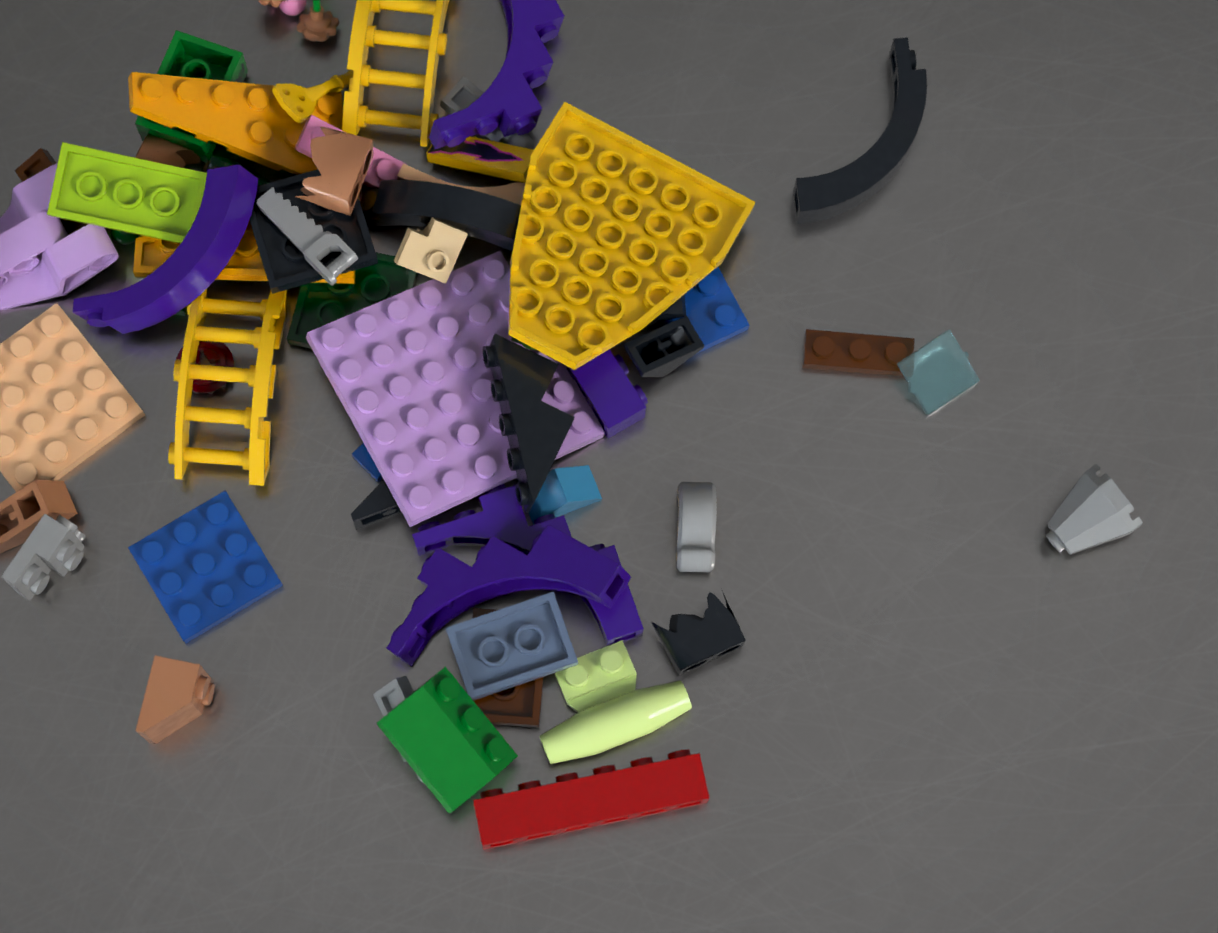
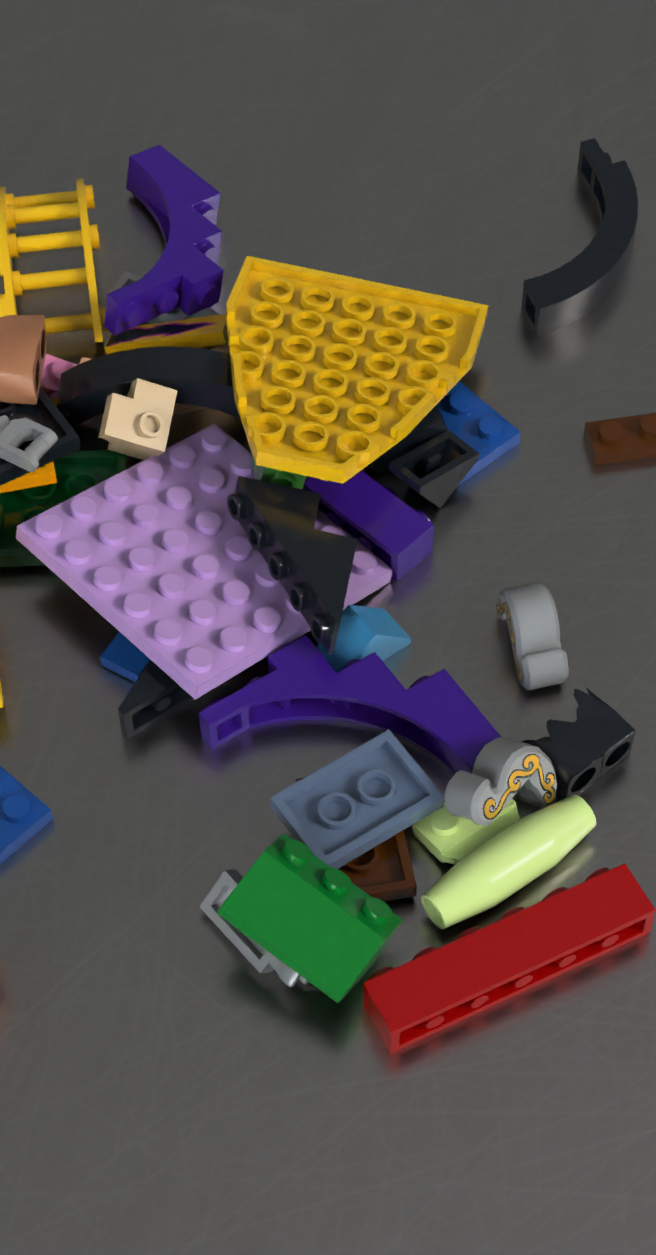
camera: 10 degrees left, 20 degrees down
(500, 569) = (382, 693): dark purple arch -> none
(624, 657) = (499, 773): none -> light grey animal

